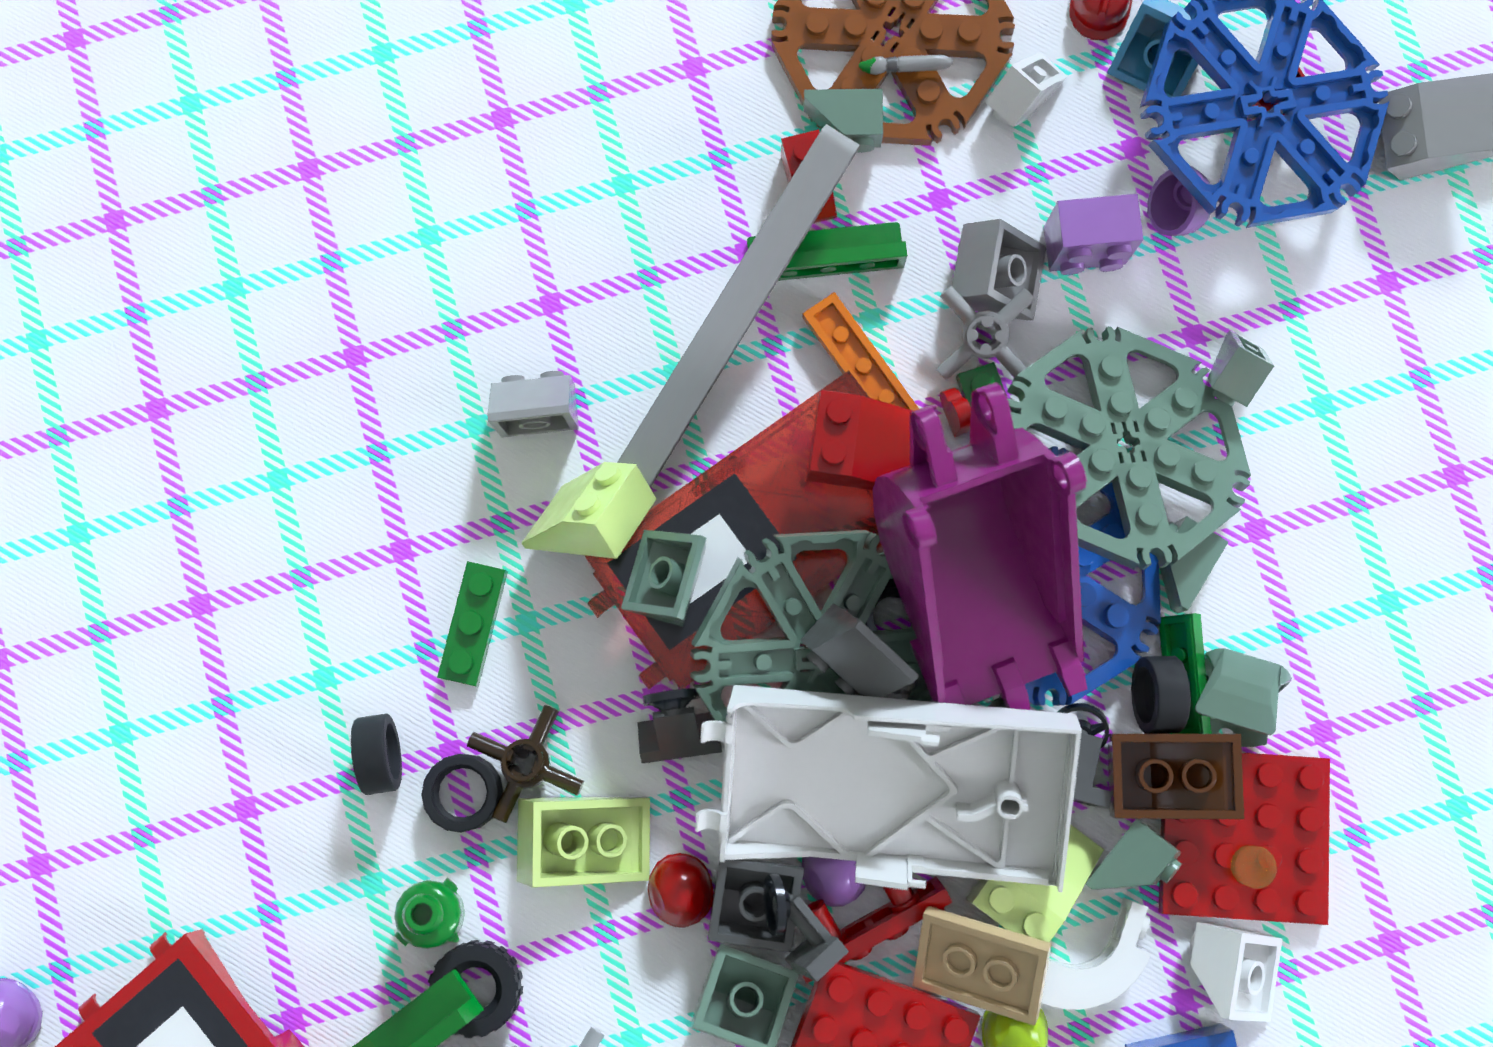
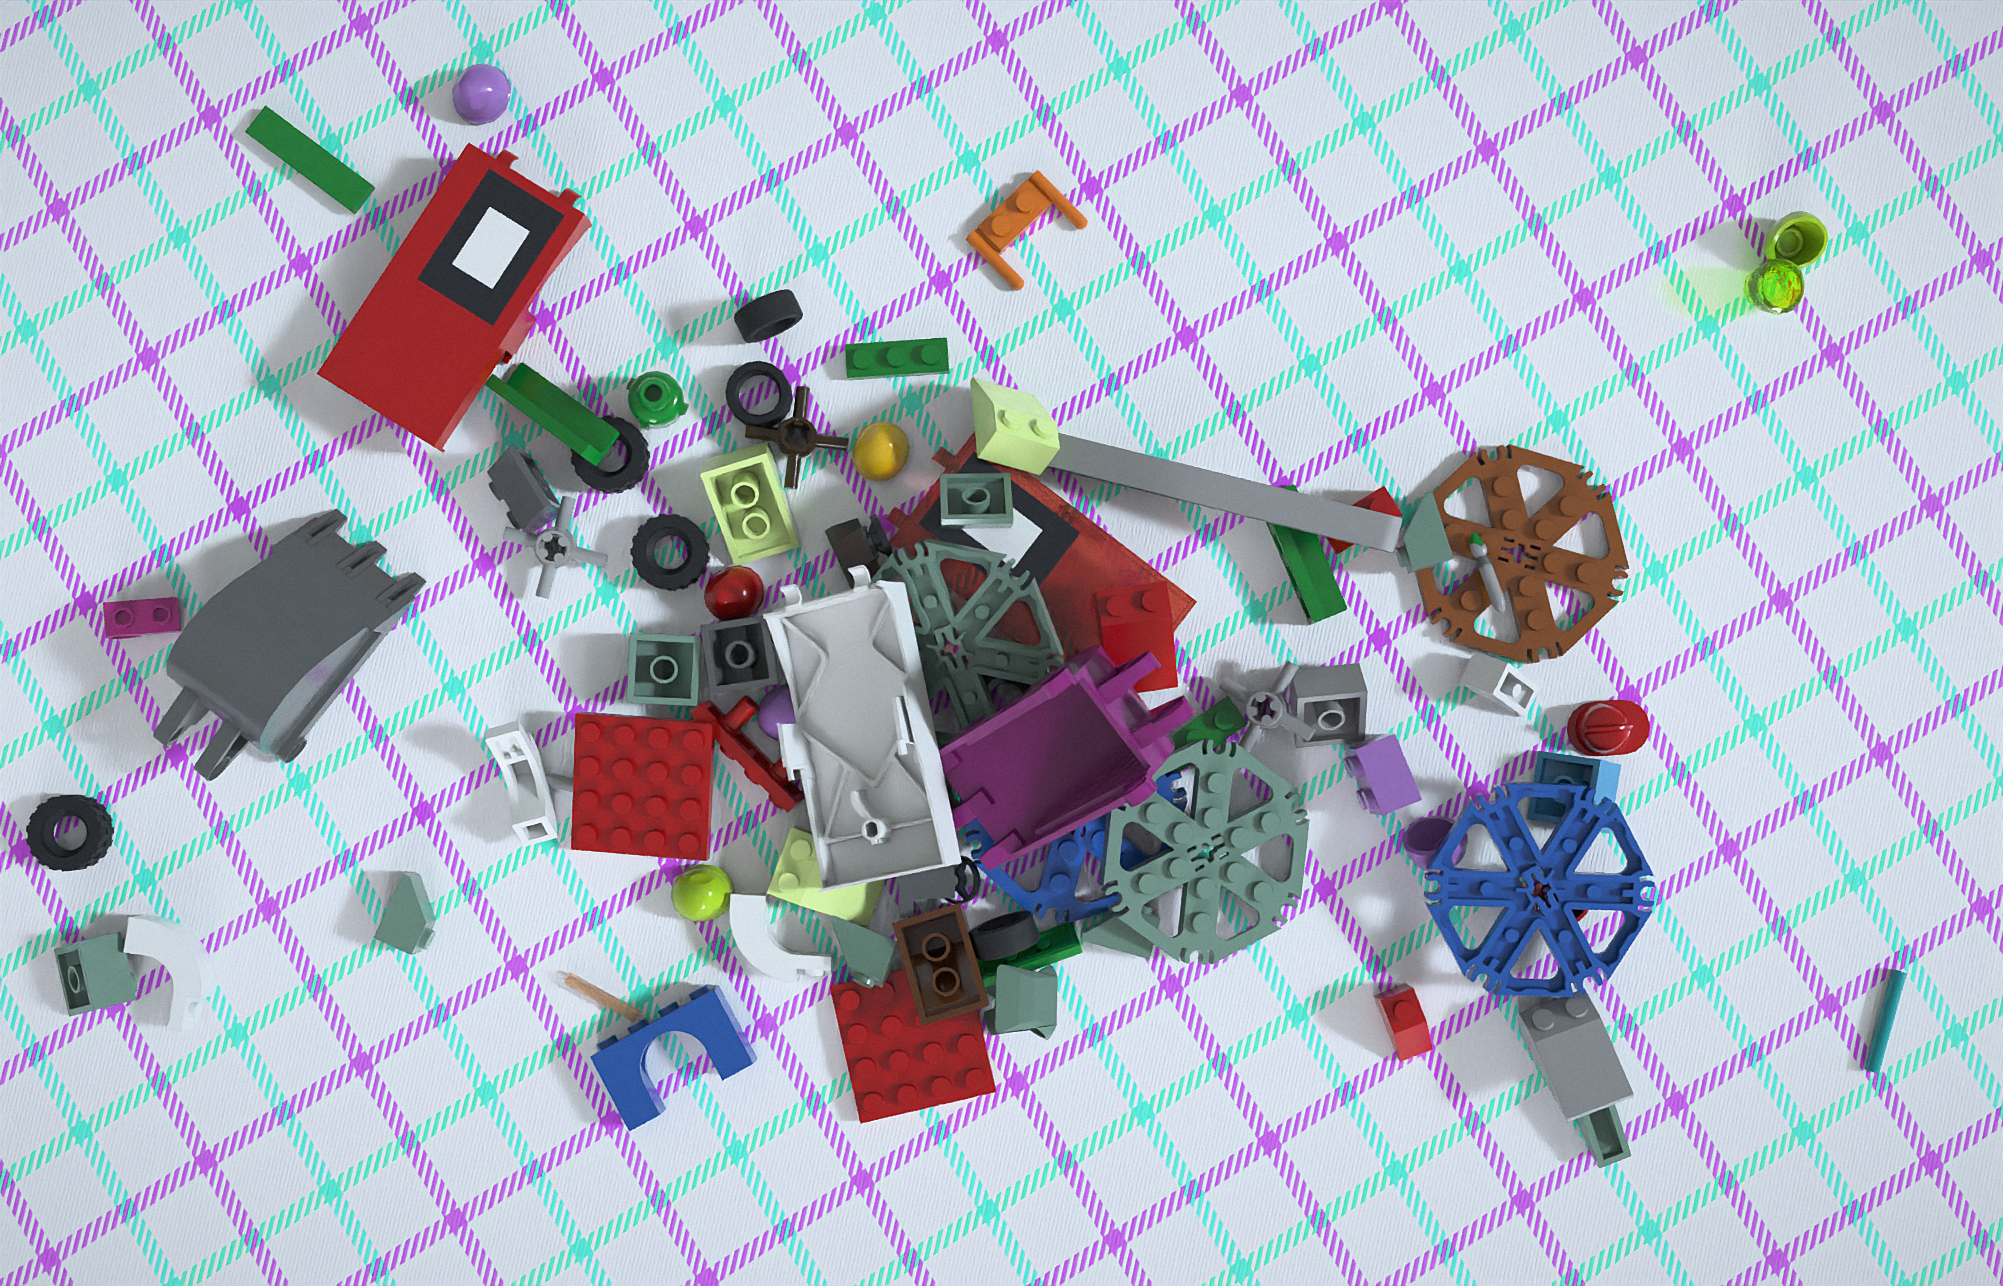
camera: 75 degrees right, 5 degrees up
(359, 448) = (1014, 218): none -> orange plate
(533, 405) = (1092, 349): light grey slope -> none
(570, 673) = (880, 451): none -> yellow hat
(578, 957) = (651, 533): none -> black tyre
(819, 949) = (718, 713): dark grey piece -> none
(855, 352) = (1214, 610): orange plate -> none
(855, 655) = (956, 673): dark grey slope -> none
(956, 410) = (1201, 700): red tile -> none
(981, 965) = (744, 847): tan plate -> none
(1236, 970) = (802, 1058): white slope -> none
(1239, 370) = (1301, 931): sand green slope -> none
(1253, 866) = (888, 1048): tile -> none
(1359, 292) = (1404, 1021): none -> red slope

